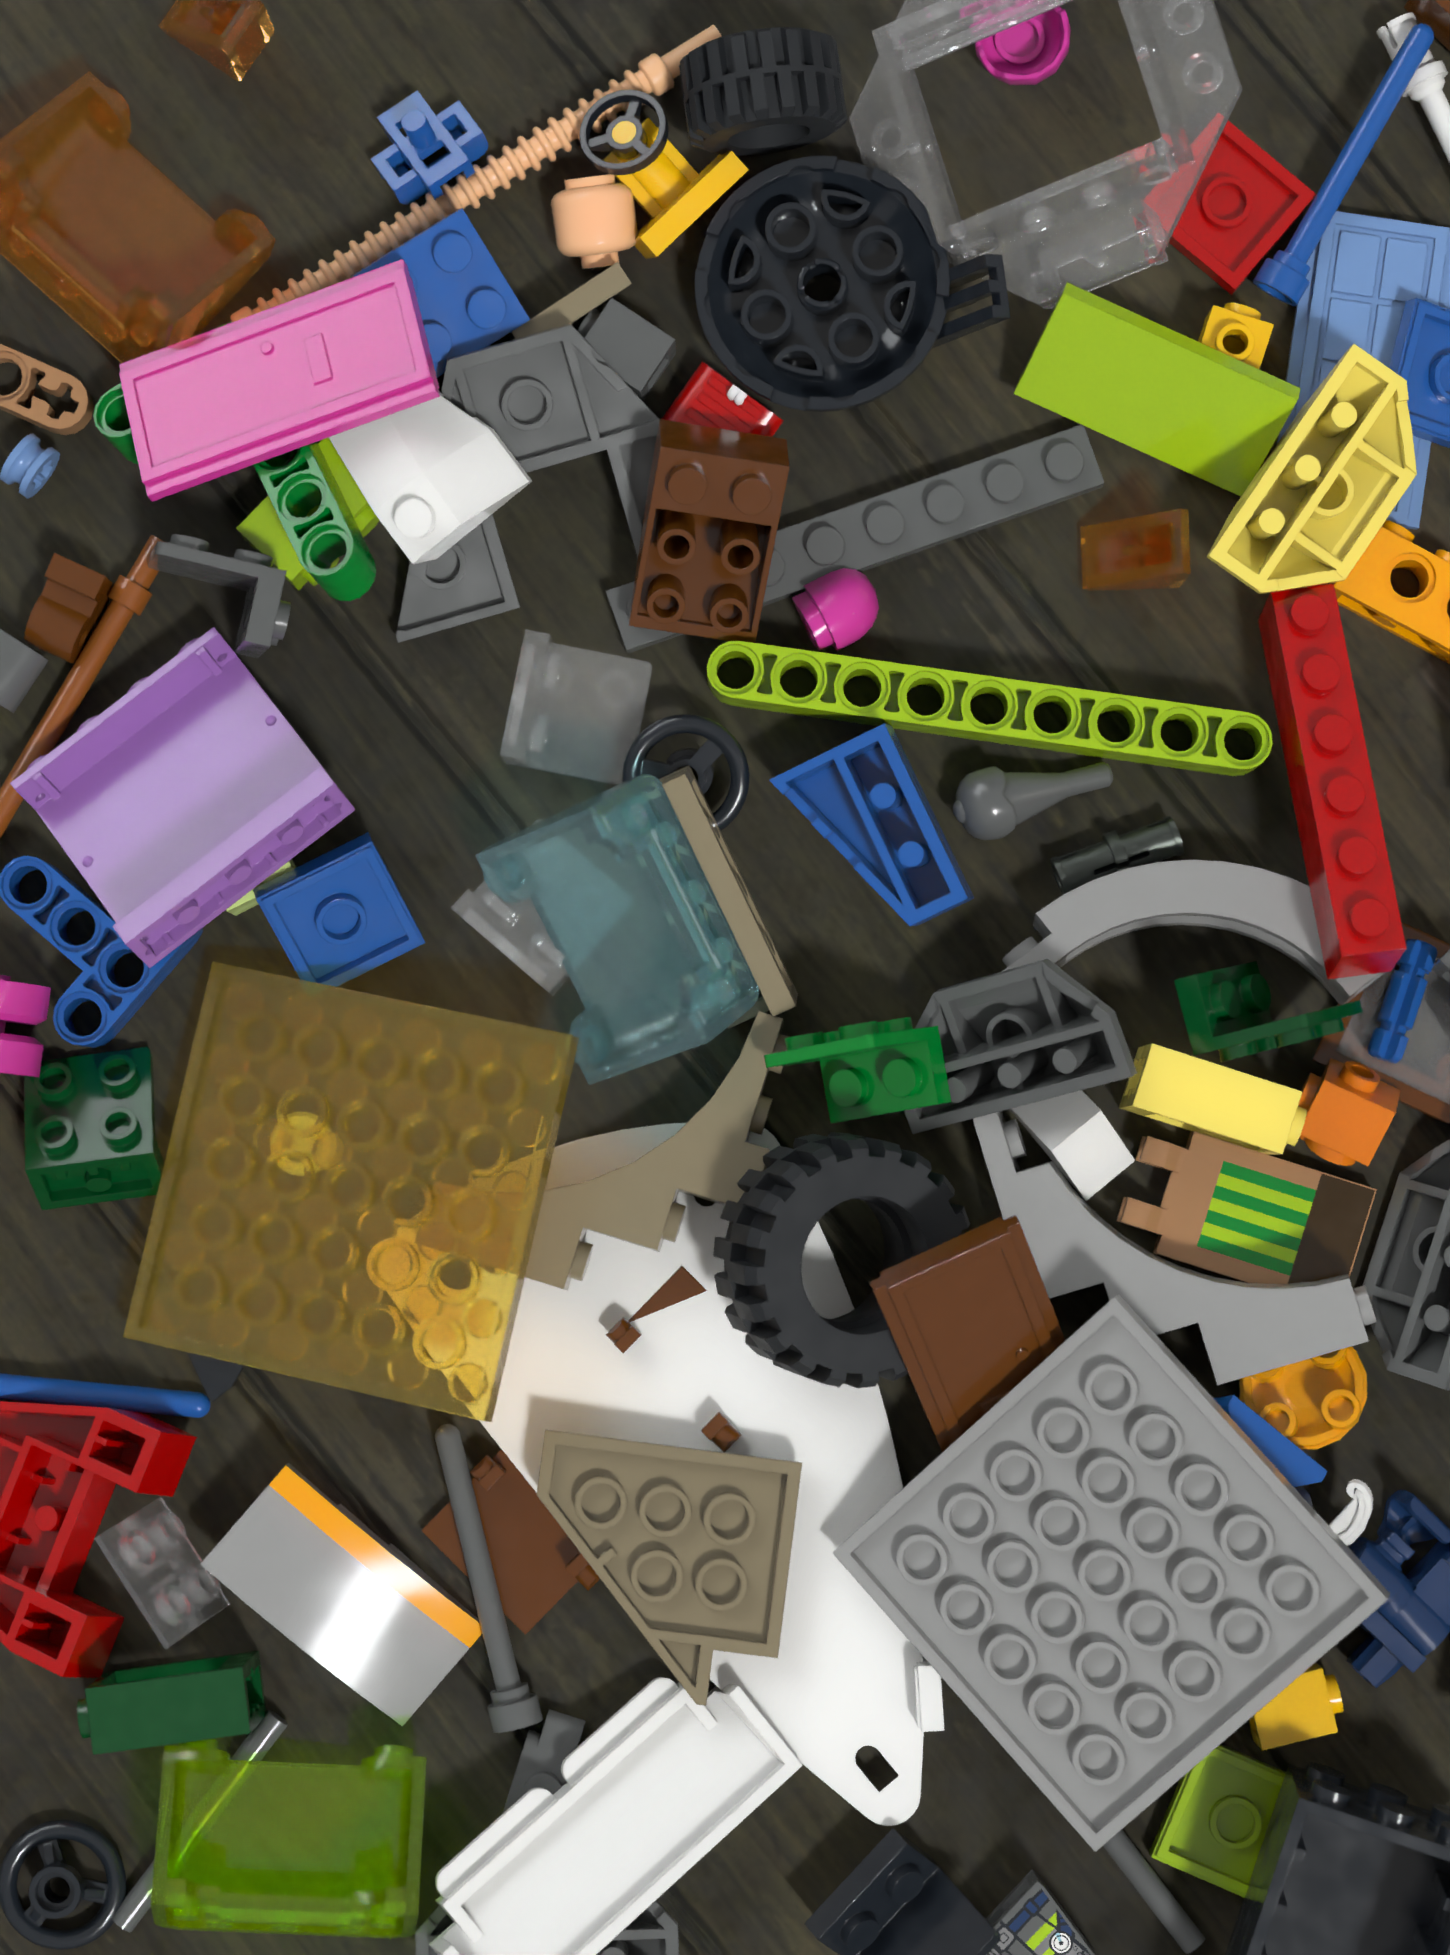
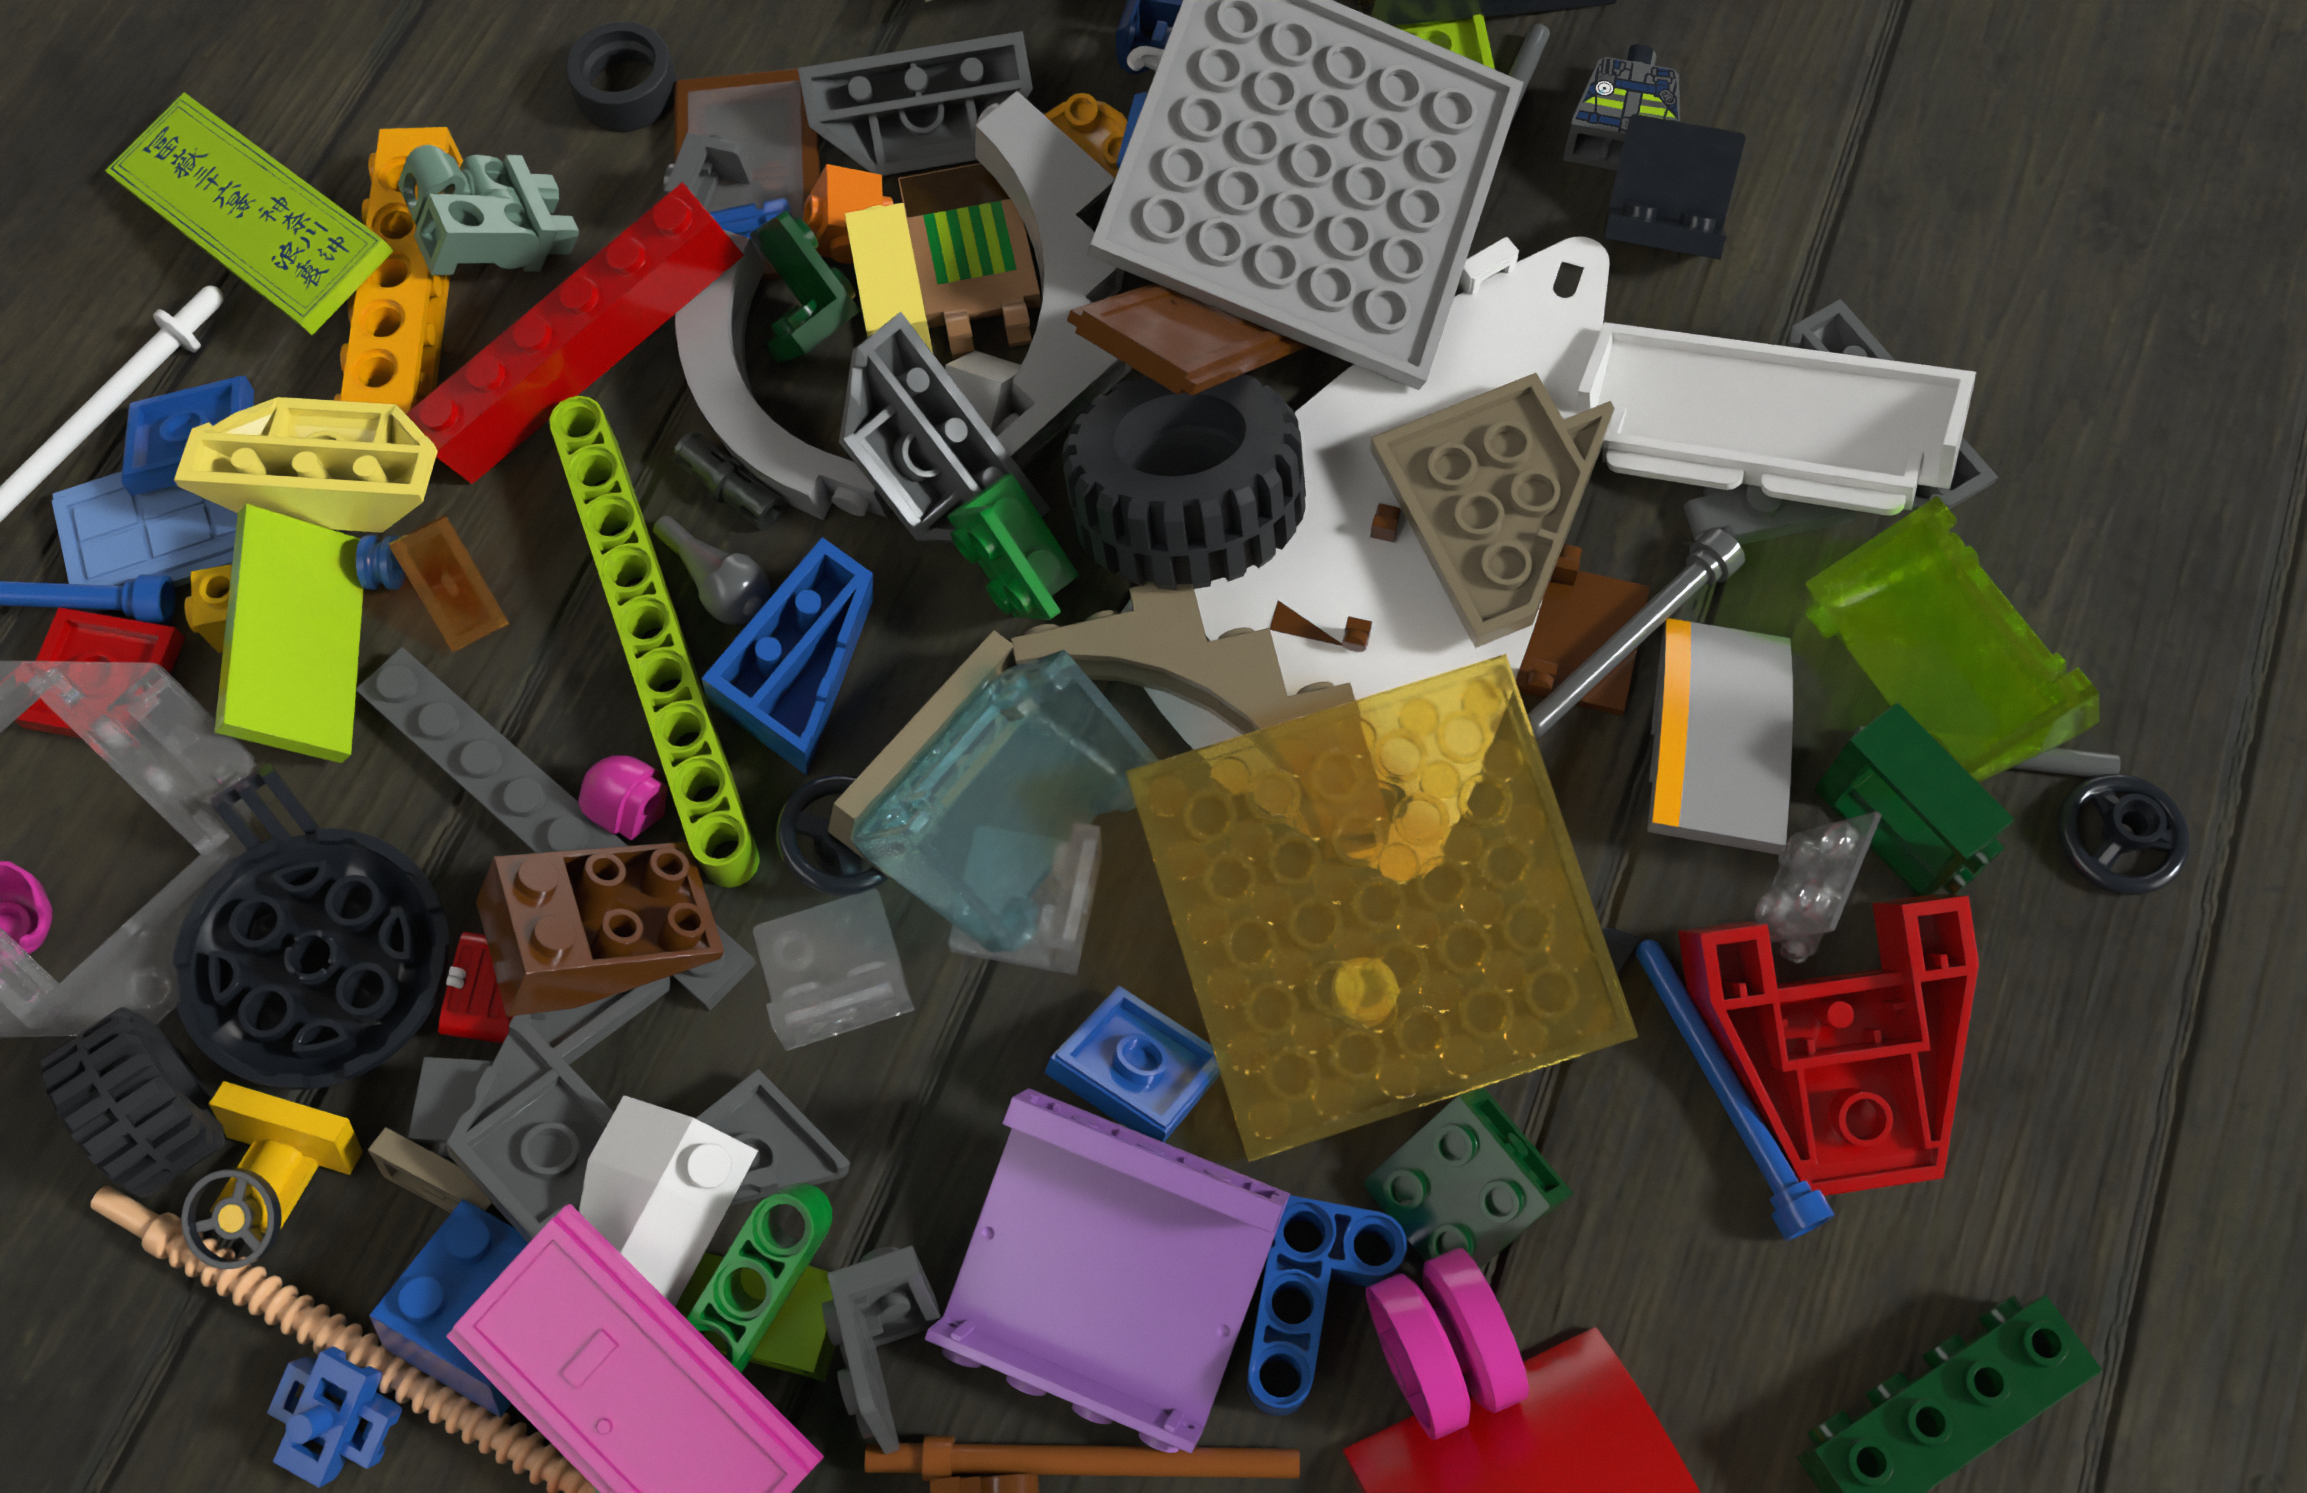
camera: 120 degrees left, 20 degrees down
(594, 220) = (338, 1208): light nougat head -> none
(1205, 500) = (378, 564): none -> blue bush

